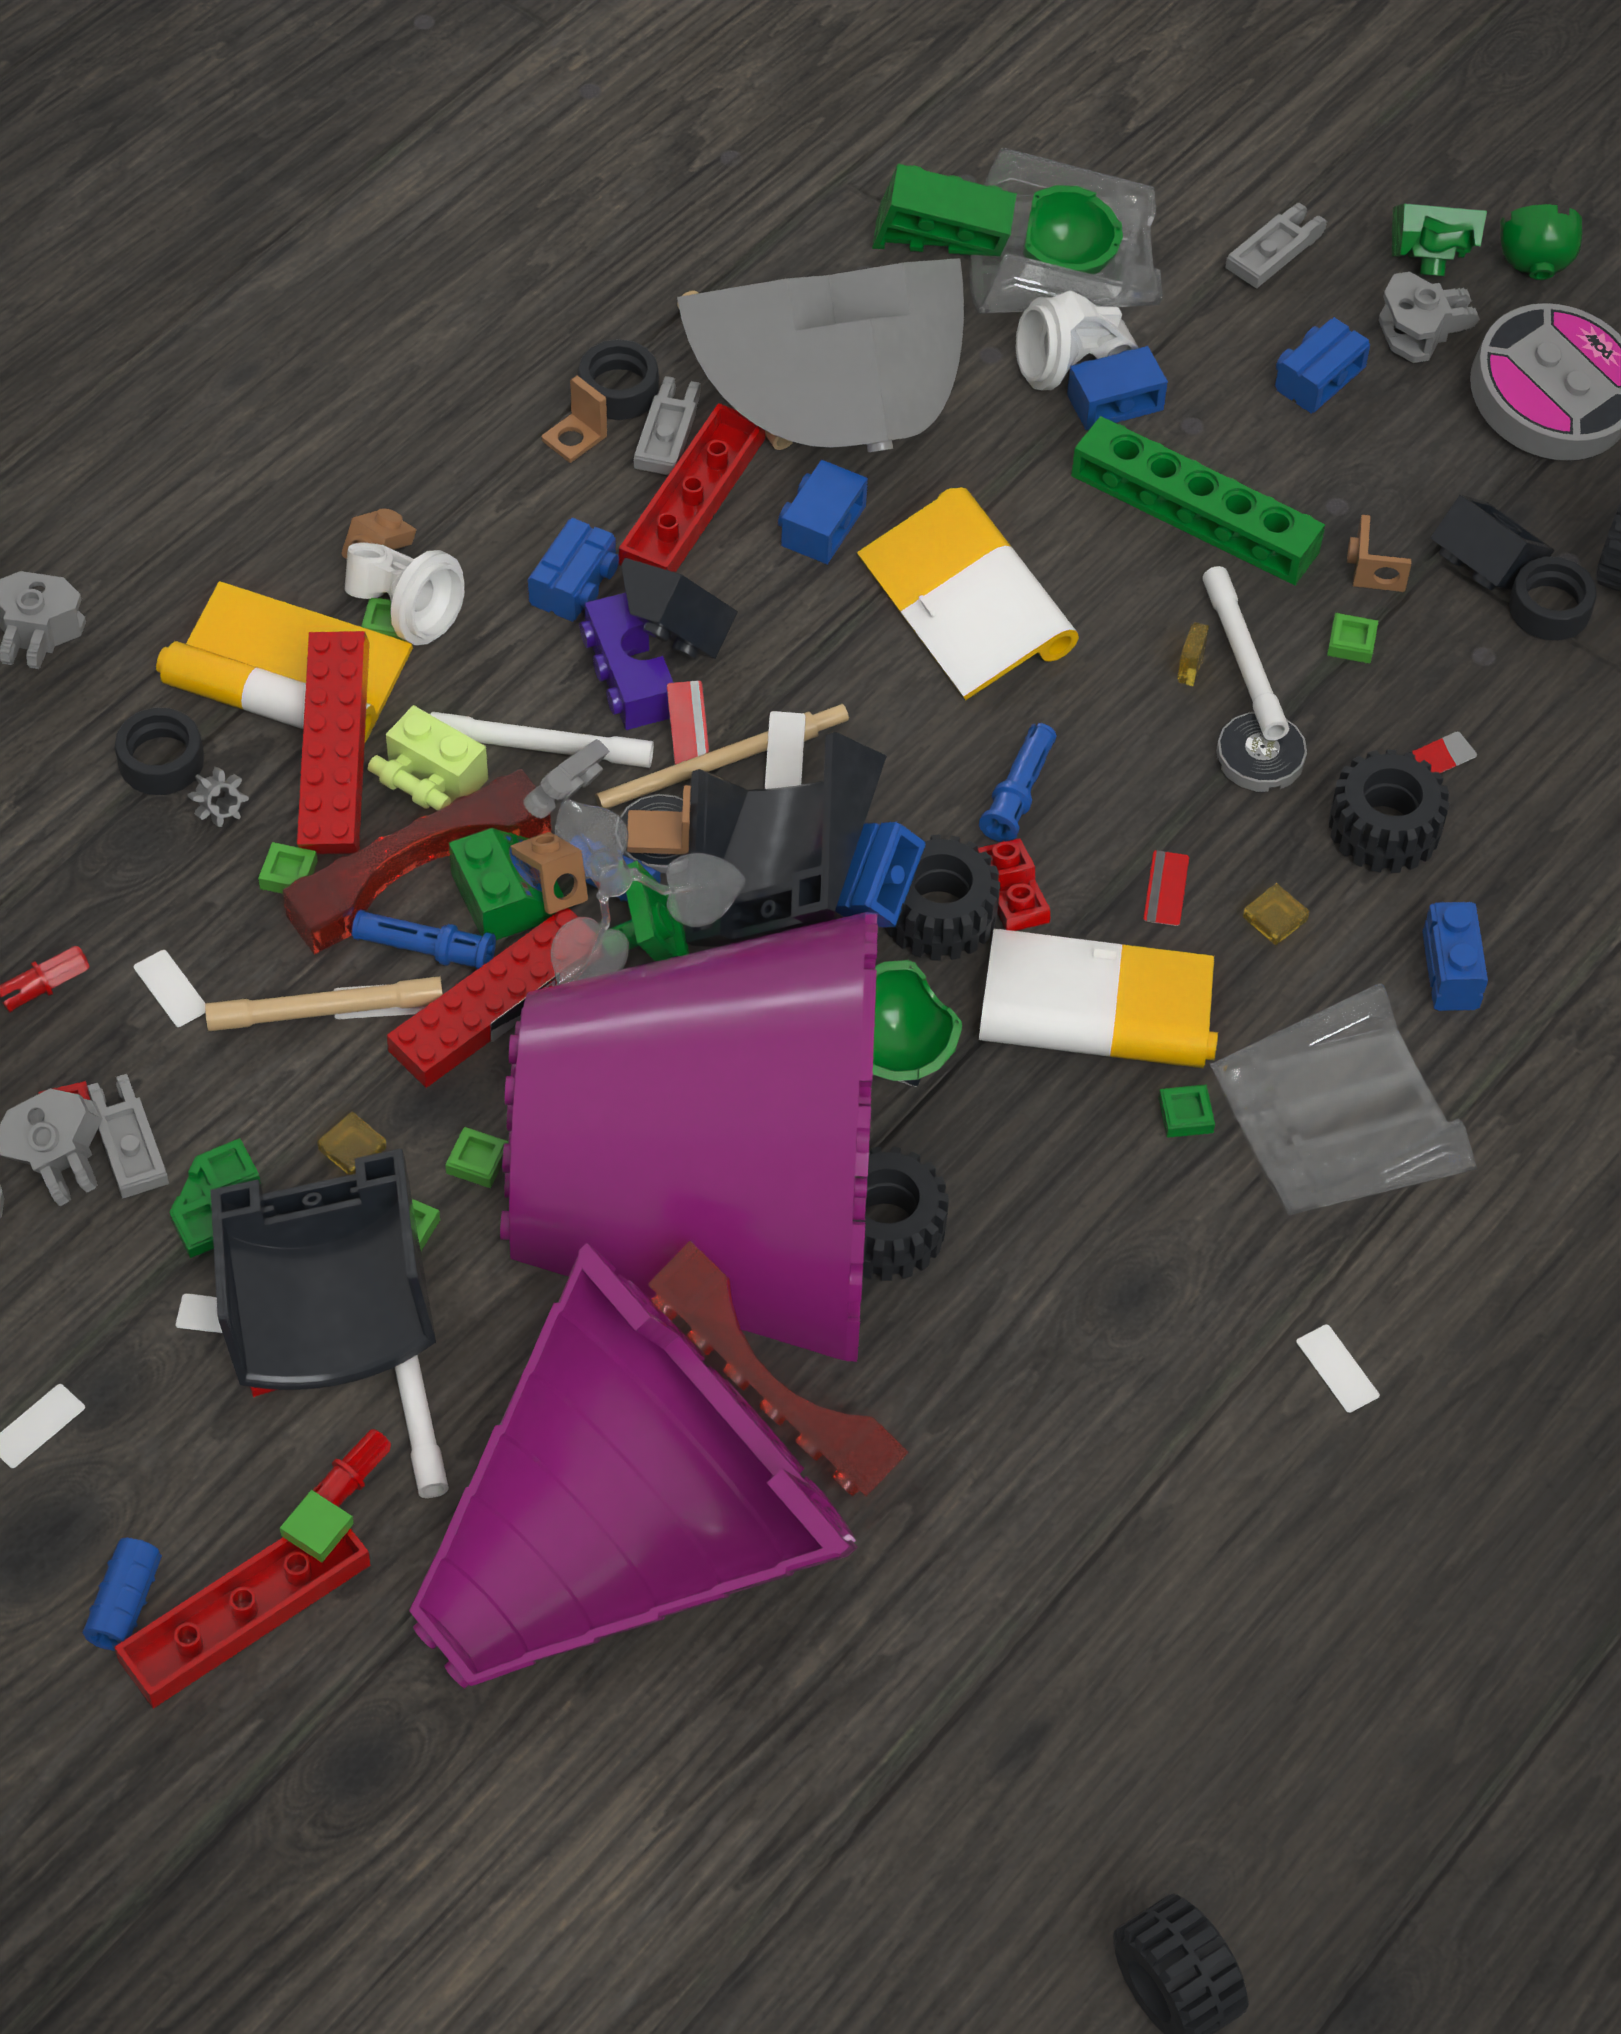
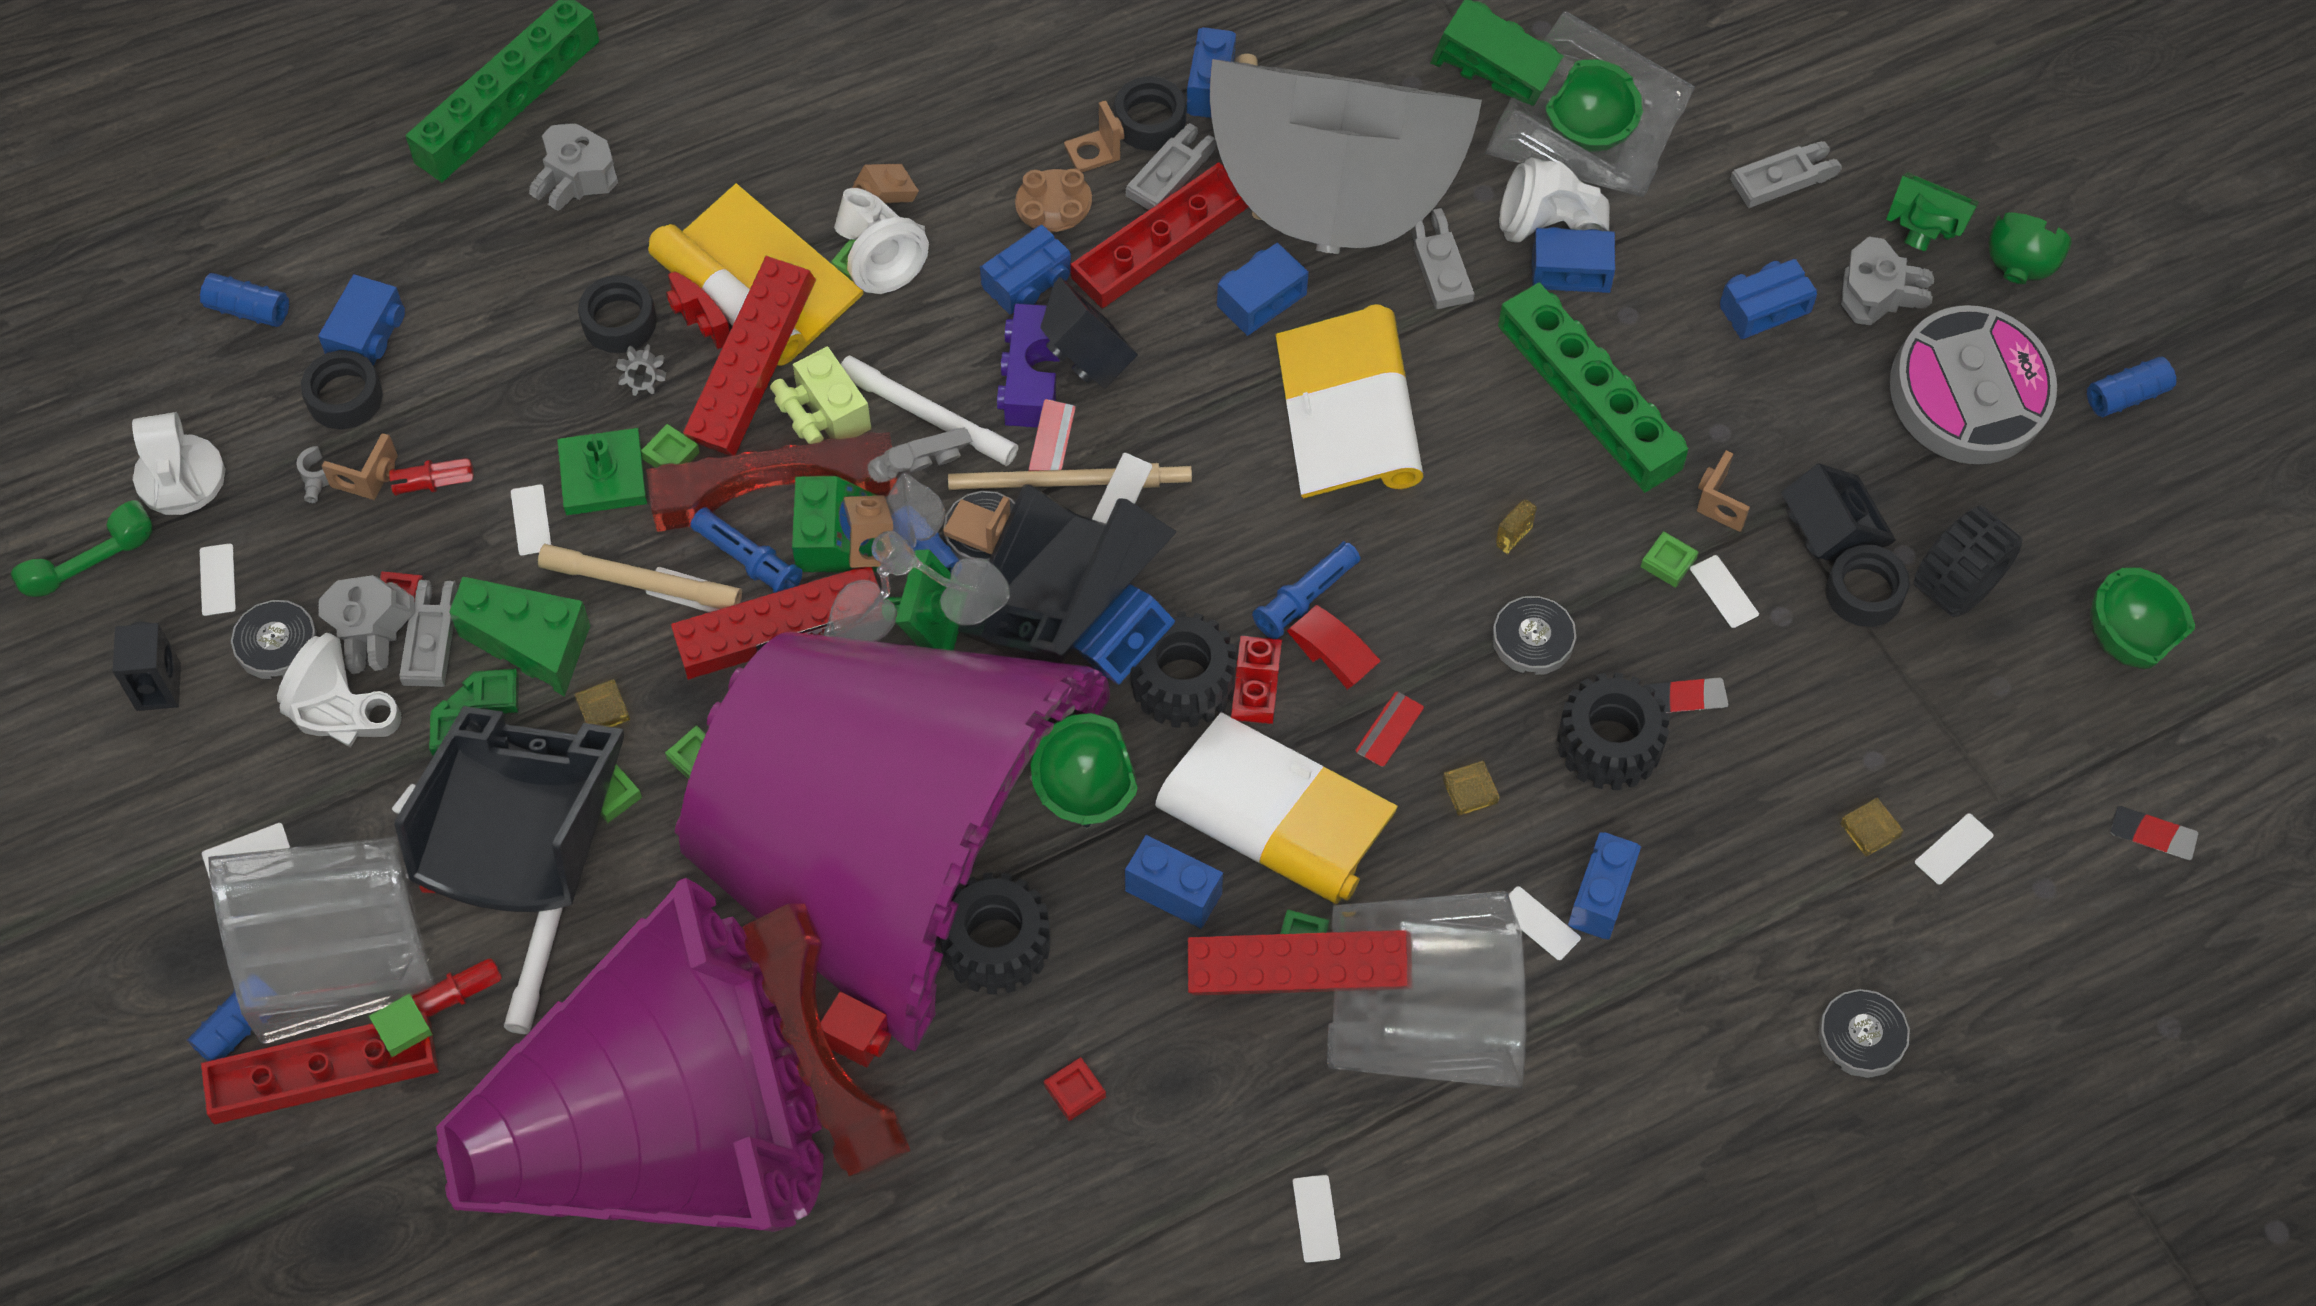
camera: 25 degrees right, 5 degrees up
(53, 1241) = (319, 698): none -> white piece
(179, 1466) = (318, 933): none -> clear windscreen
(224, 913) = (602, 471): none -> green tile
(226, 1093) = (523, 627): none -> green wedge
(243, 713) = (697, 308): none -> red slope
(562, 492) = (1053, 199): none -> medium nougat dish
(660, 319) = (1209, 45): none -> blue brick
(794, 1356) = (855, 1029): none -> red brick
(986, 432) = (1441, 263): none -> light grey hinge
(1038, 1101) = (1173, 881): none -> blue brick
(1039, 1335) = (1074, 1089): none -> red tile
(1065, 820) = (1340, 648): none -> red slope
(1207, 1128) = (1300, 962): none -> red piece
(1265, 703) = (1553, 594): white piece -> none
(1418, 651) = (1724, 591): none -> white sticker
(1420, 1021) = (1542, 924): none -> white sticker

